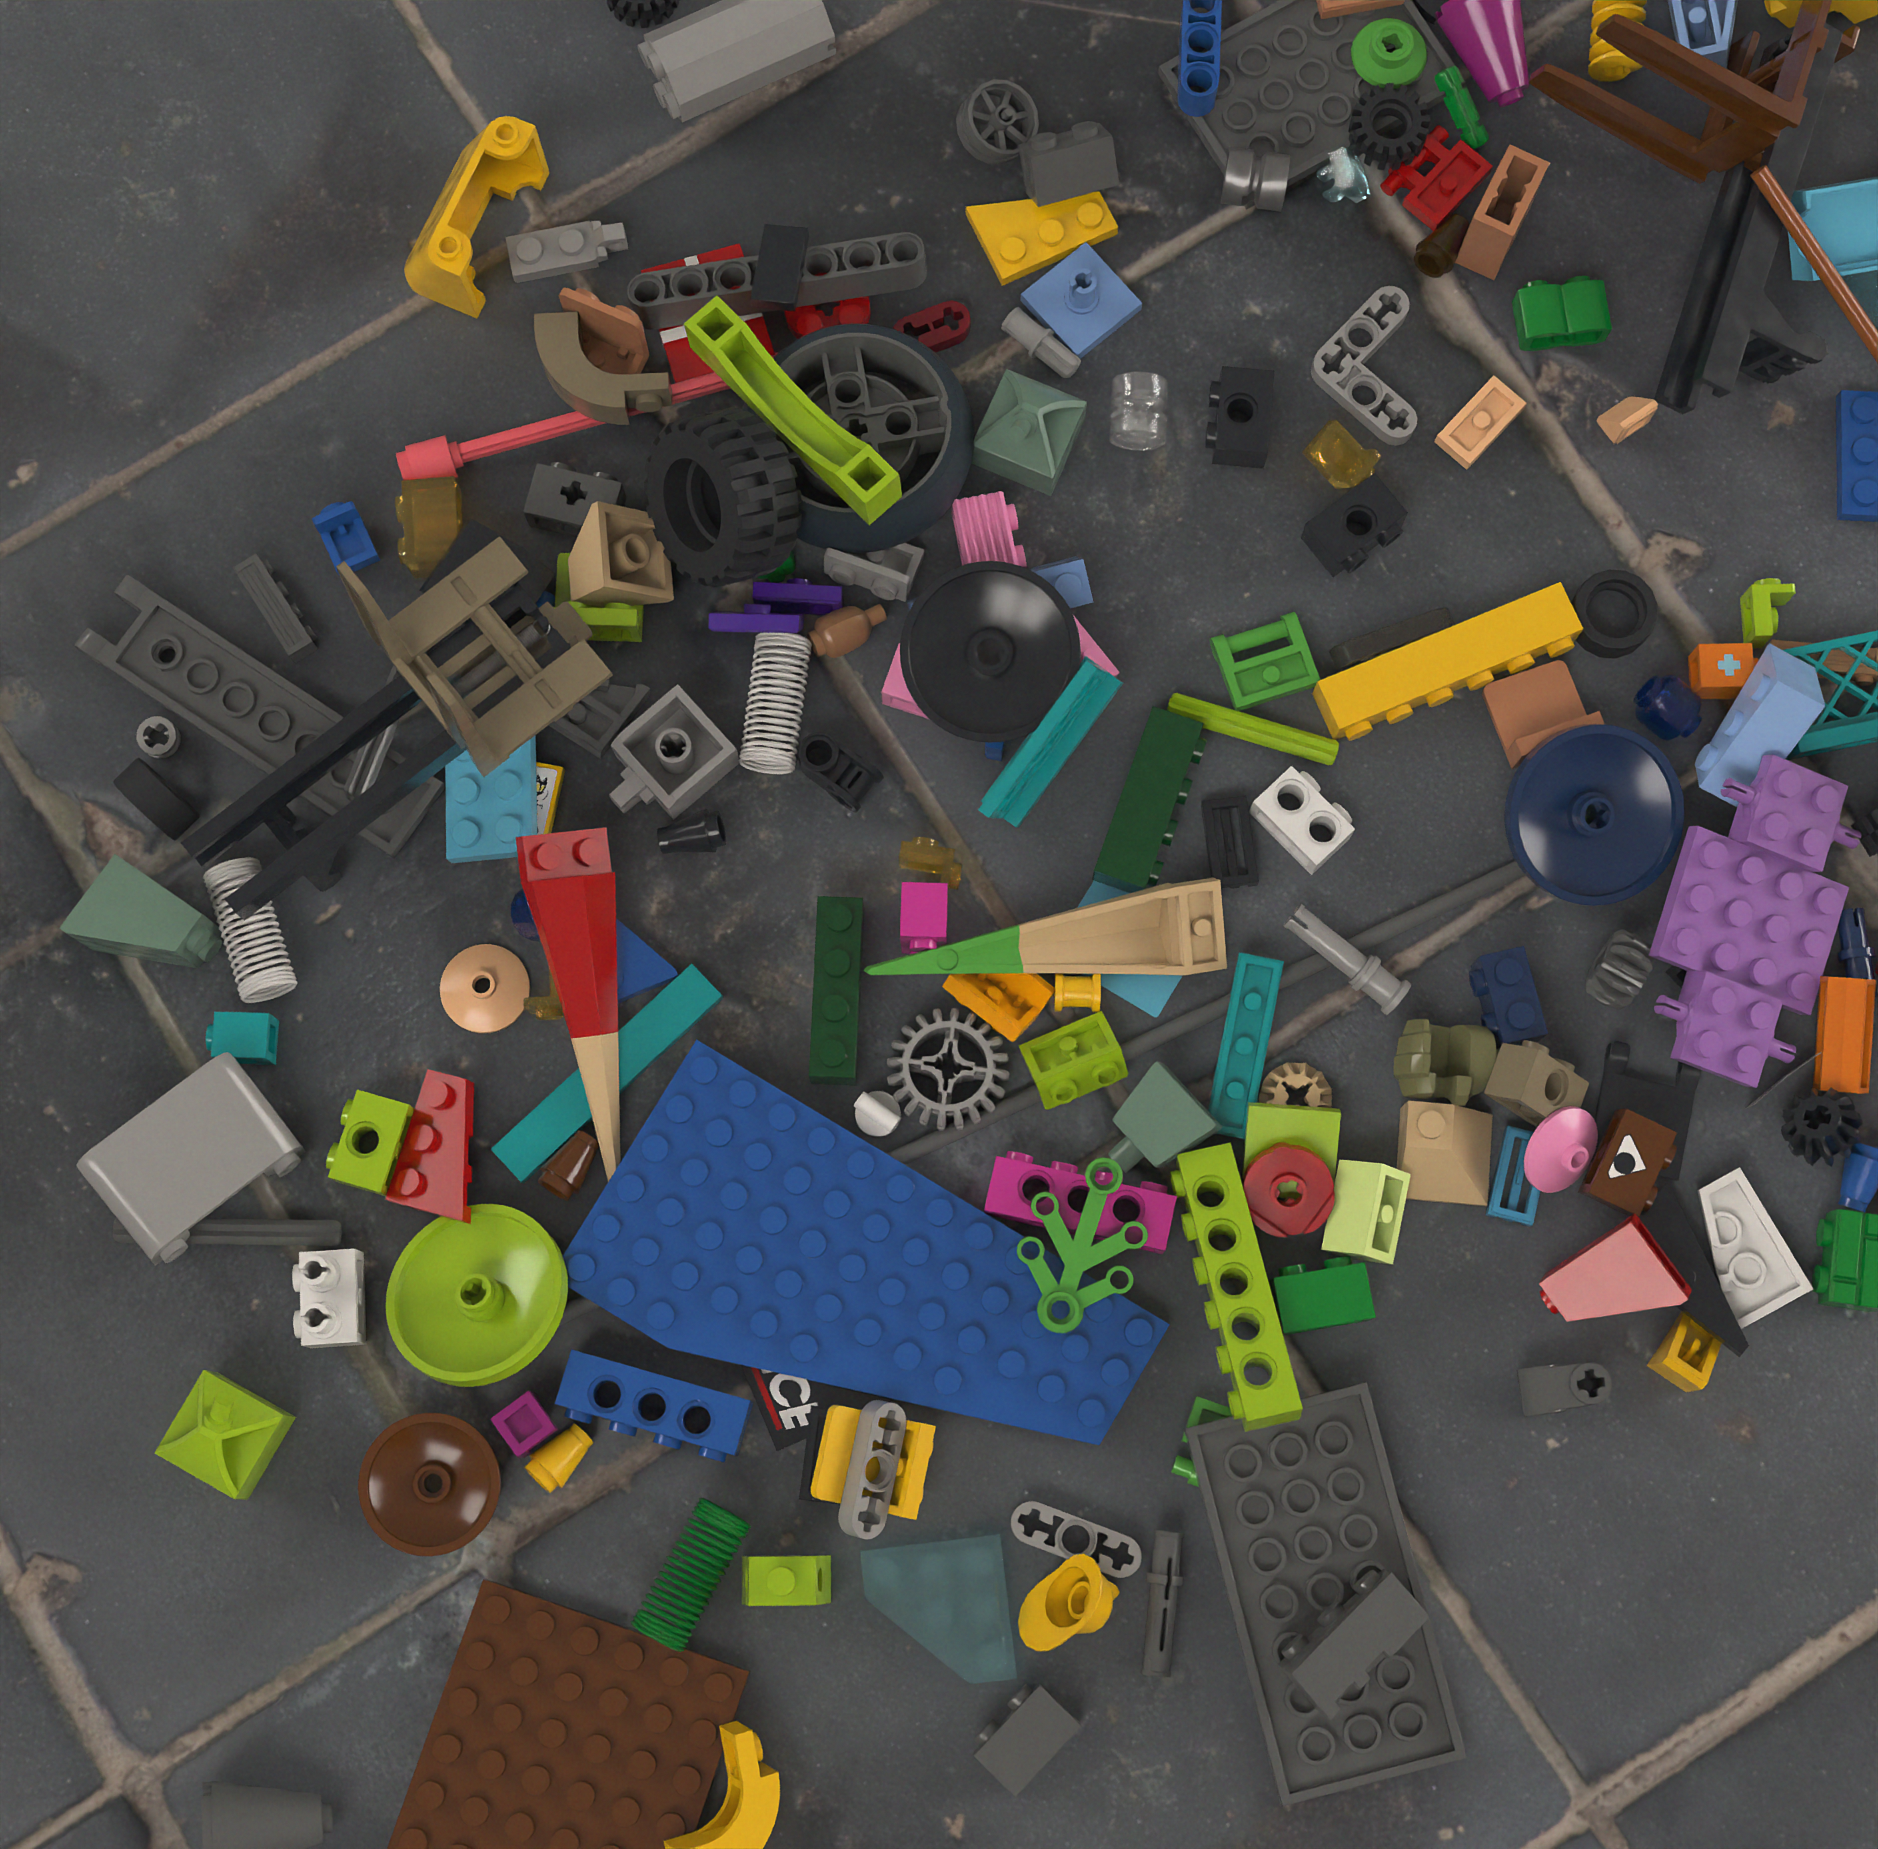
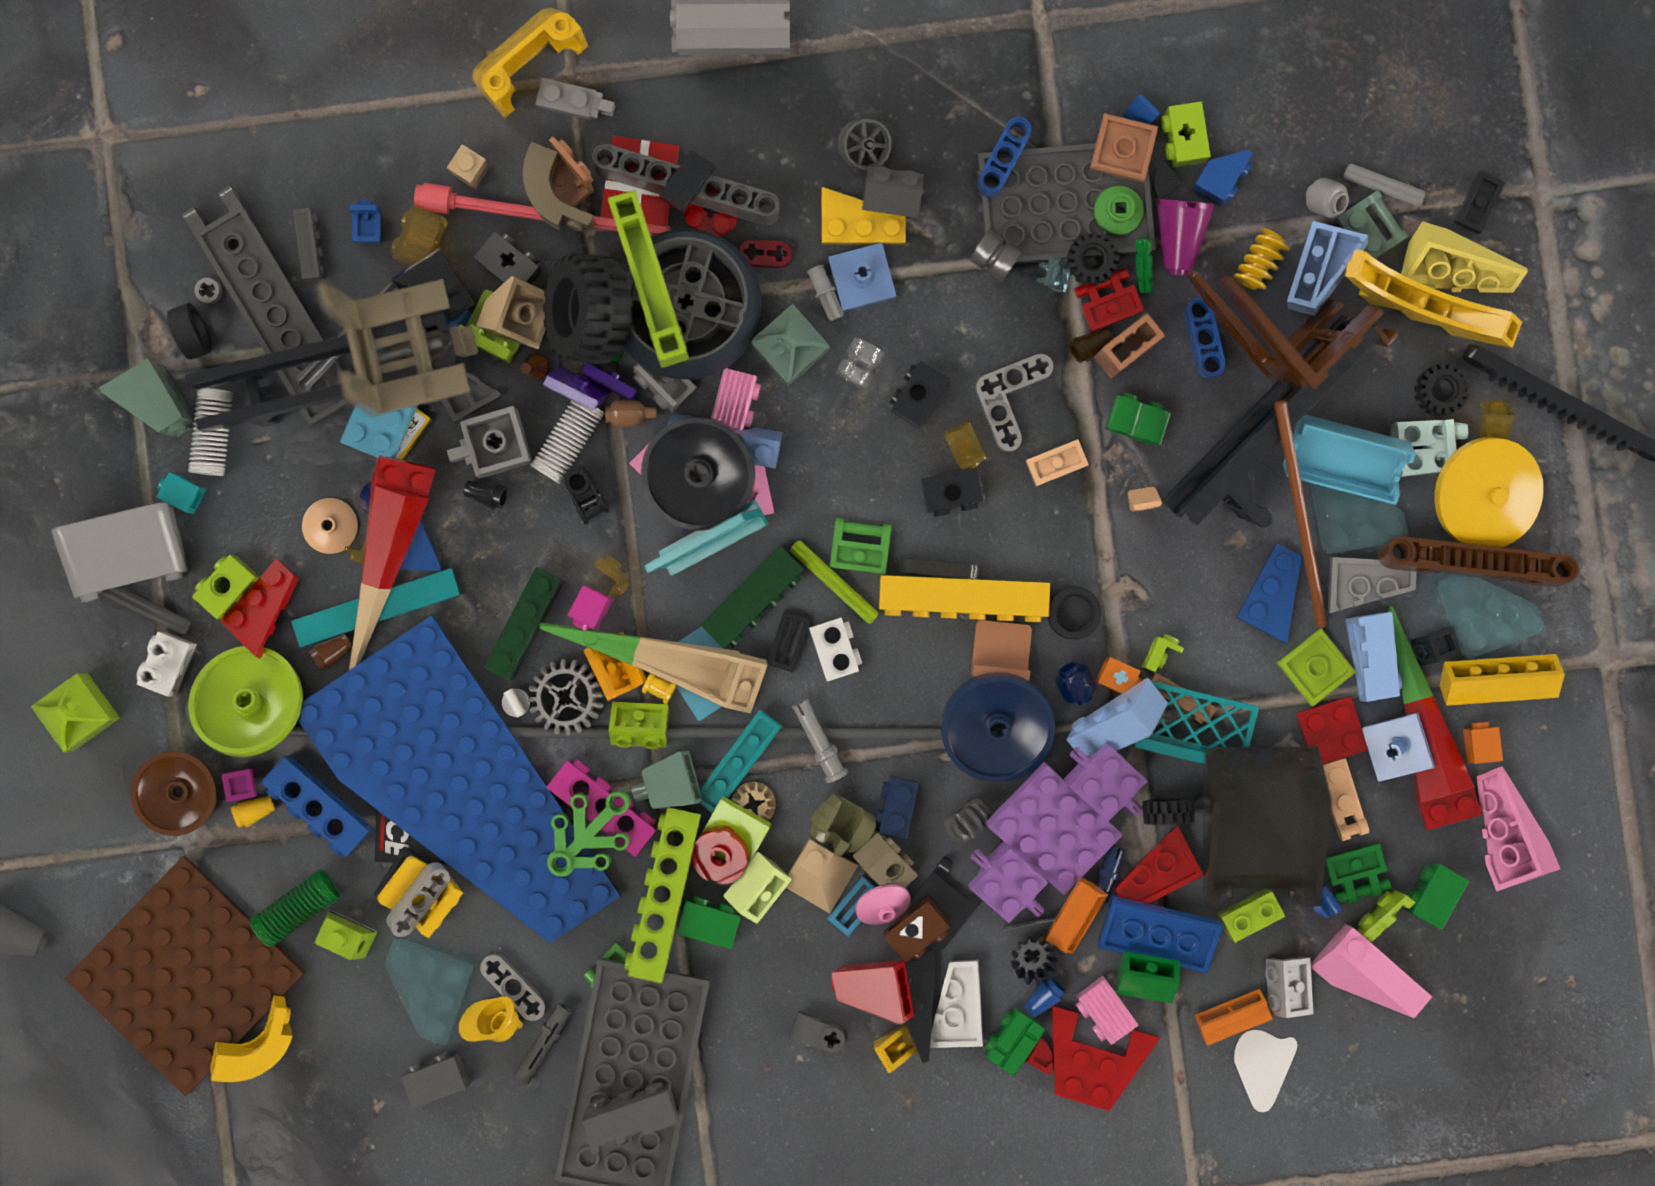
camera: 20 degrees right, 10 degrees up
(458, 397) = (468, 166): none -> tan brick
(681, 627) = (535, 366): none -> reddish brown rock
(1595, 186) = (1199, 351): none -> blue beam

